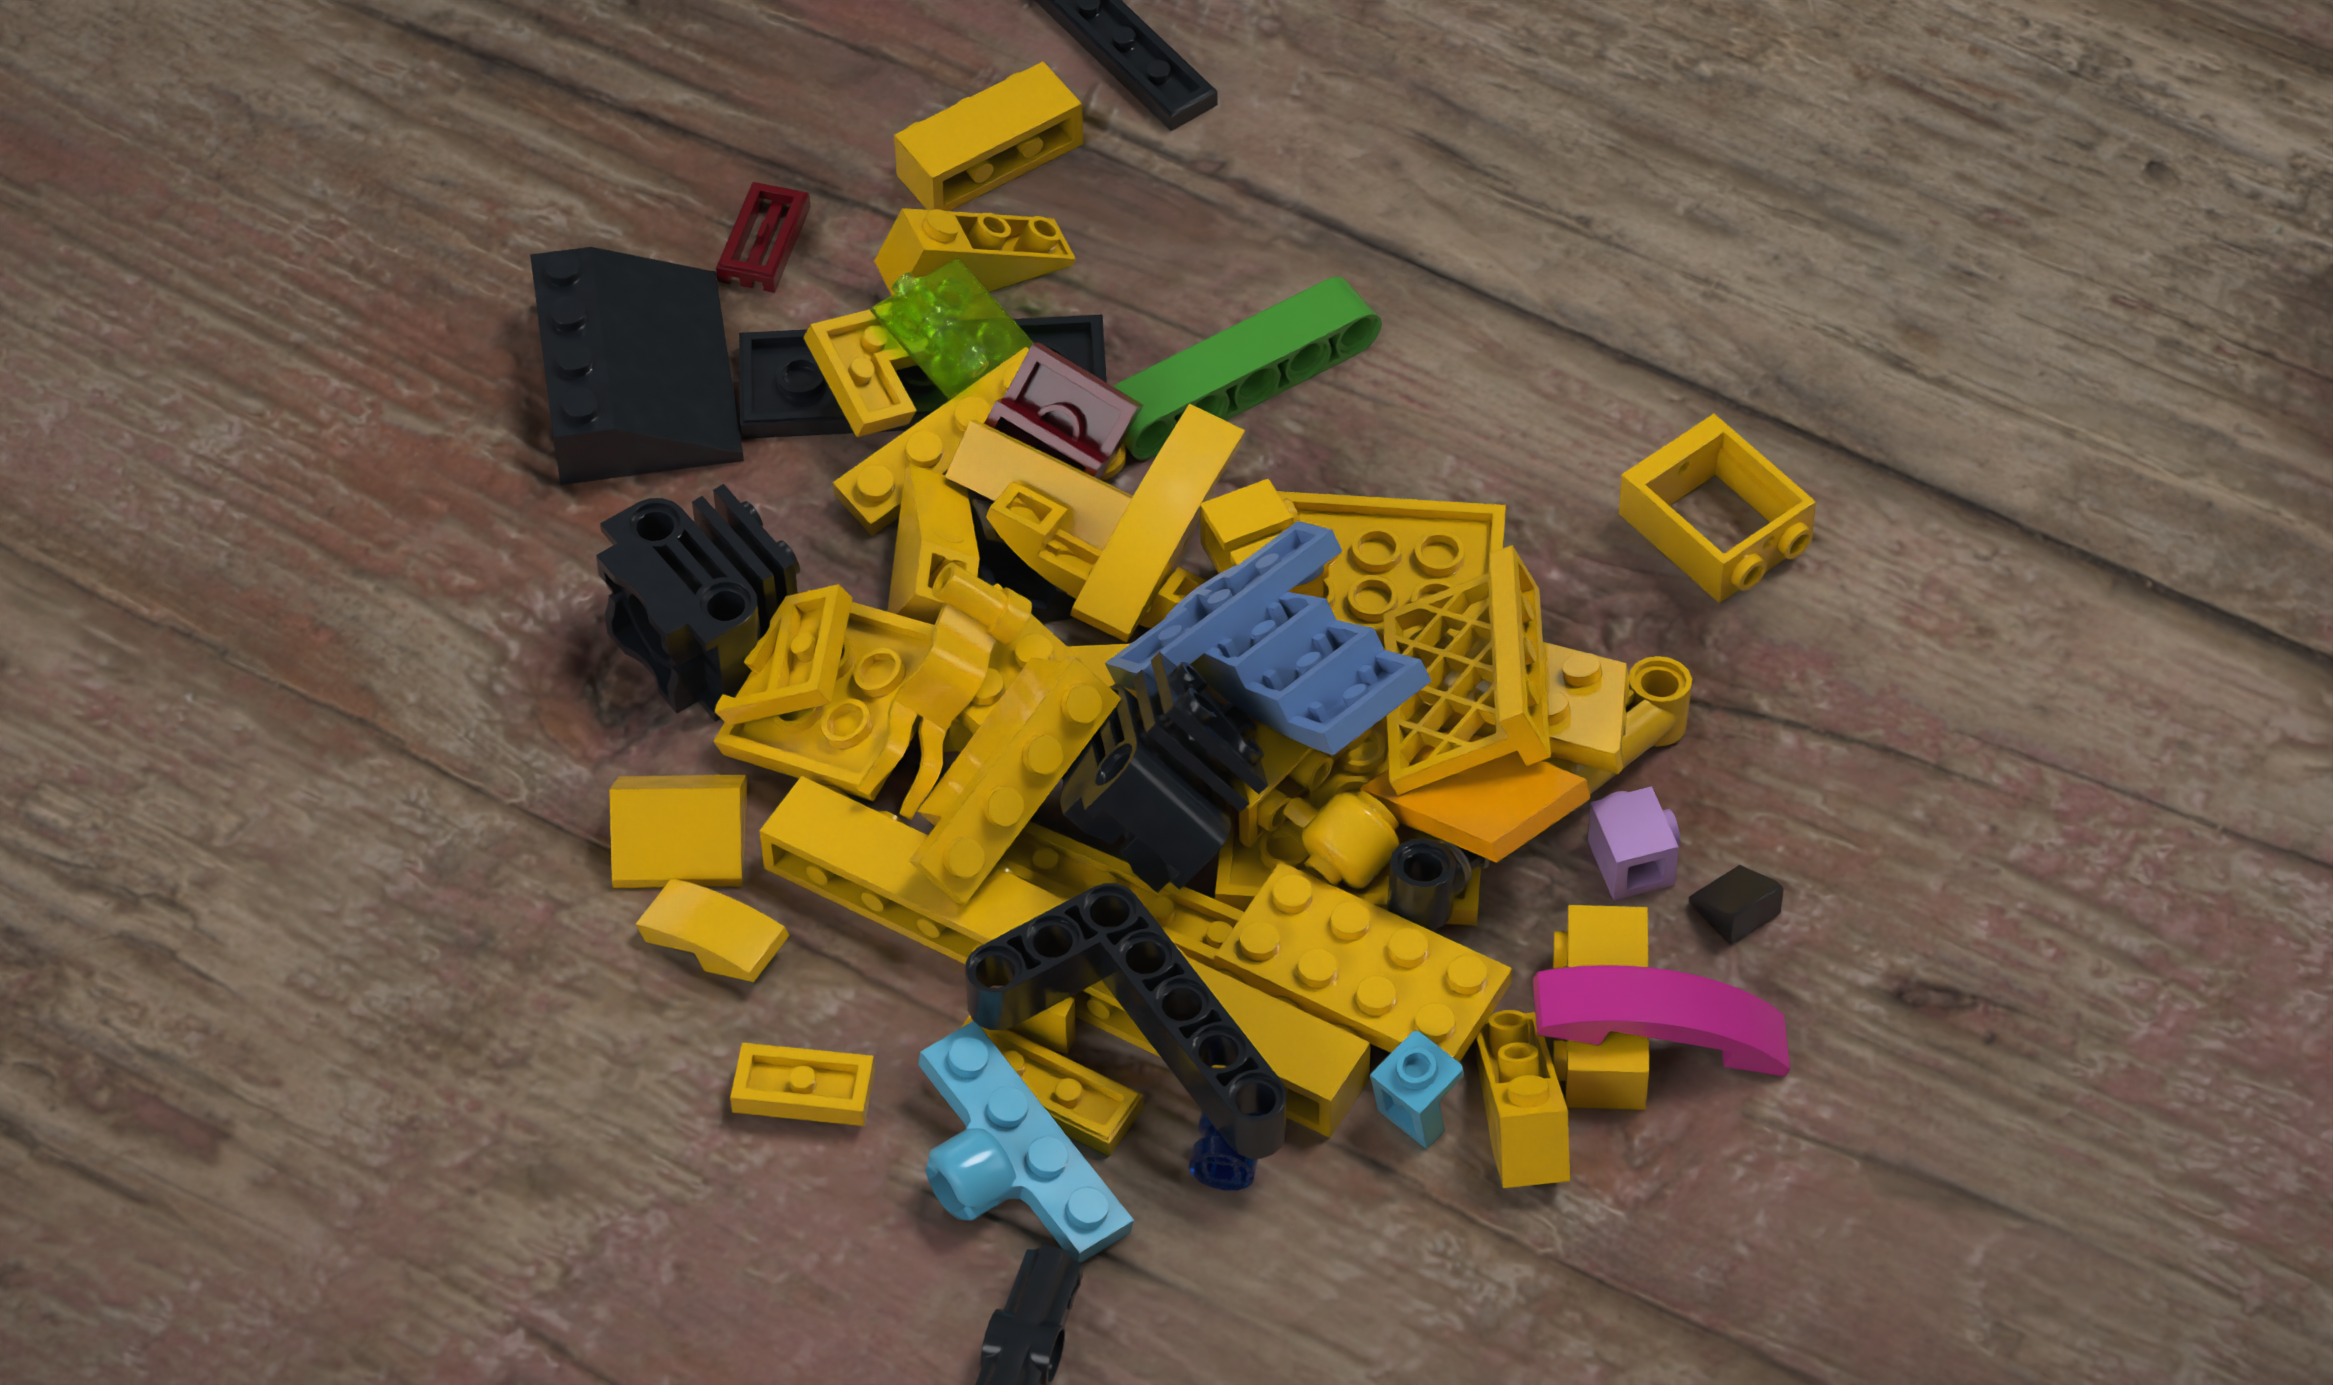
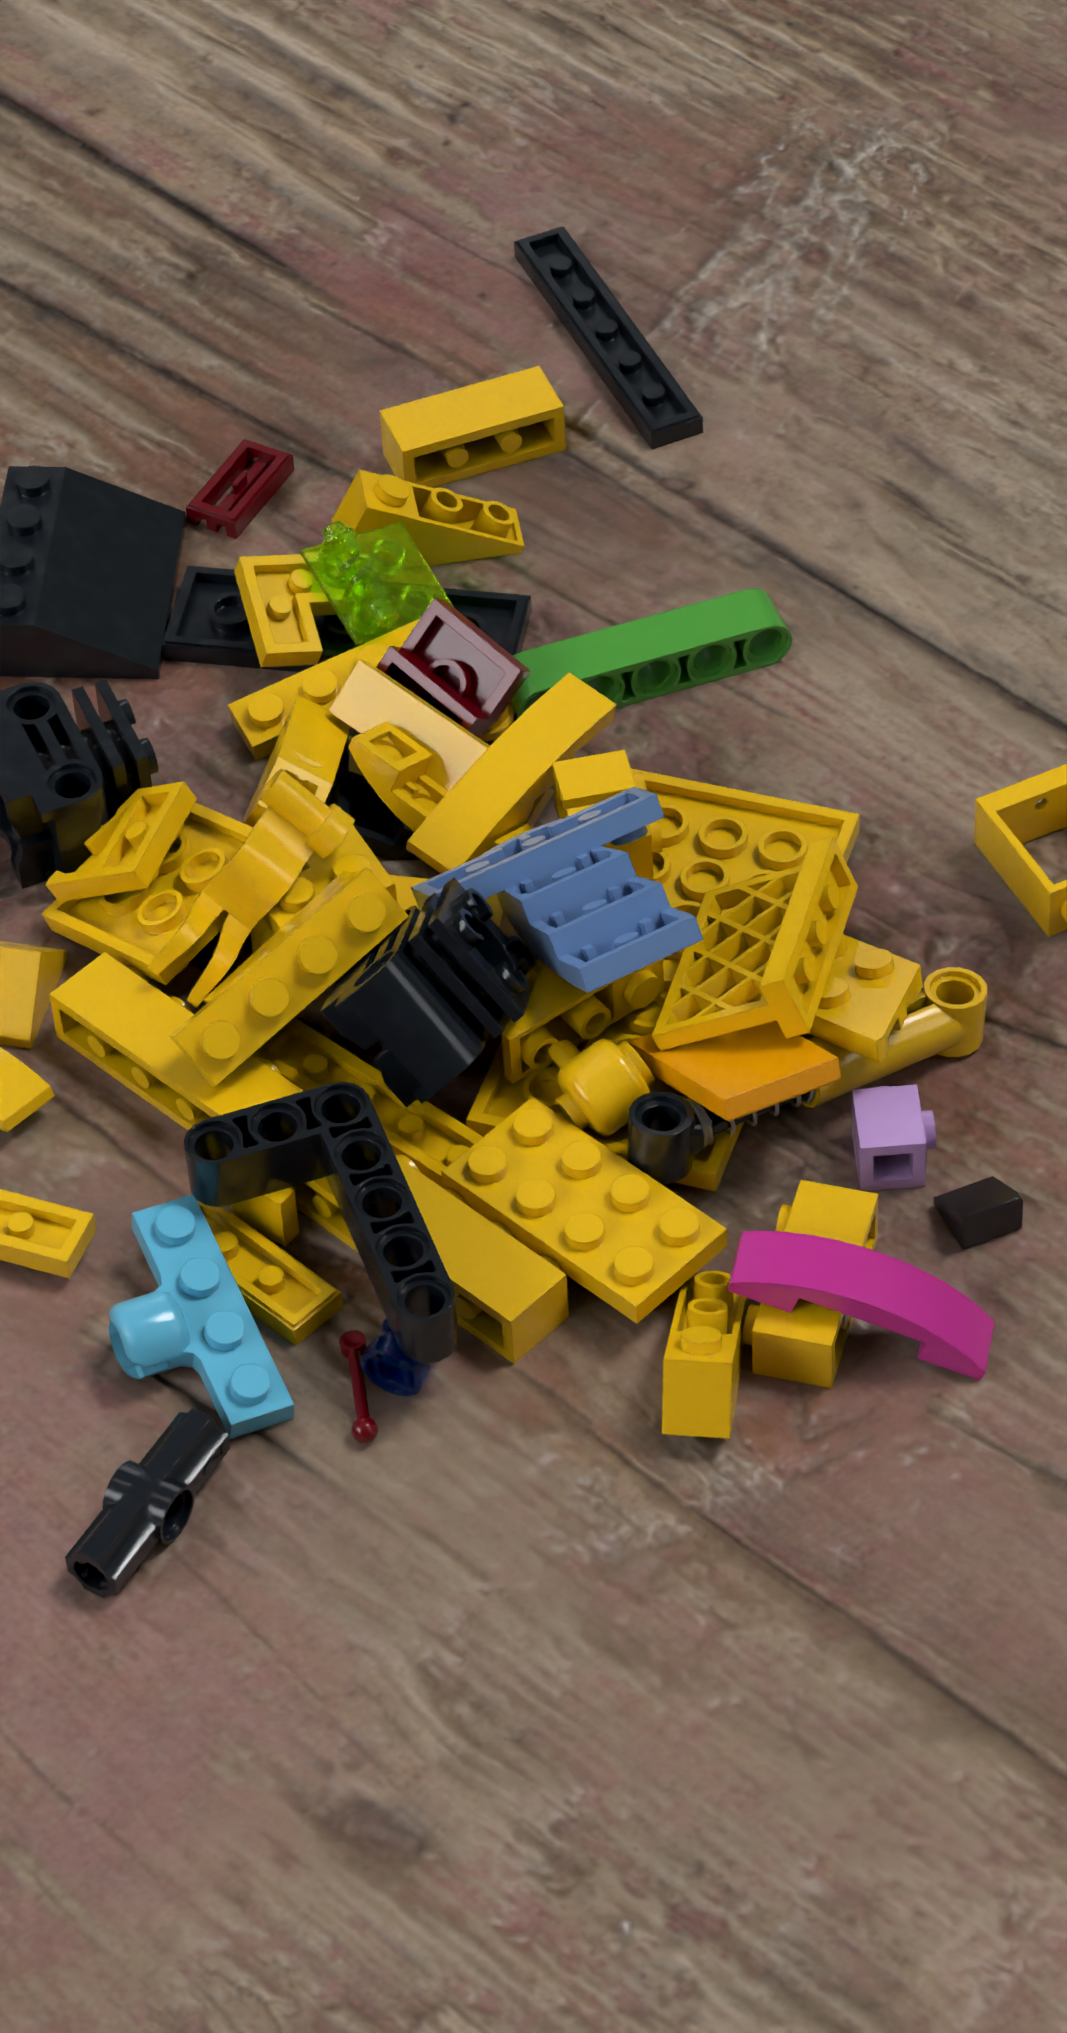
camera: 15 degrees right, 5 degrees down
(1168, 1148) = (353, 1347): none -> dark red hinge
(1412, 1085) = (594, 1322): medium azure bracket -> none

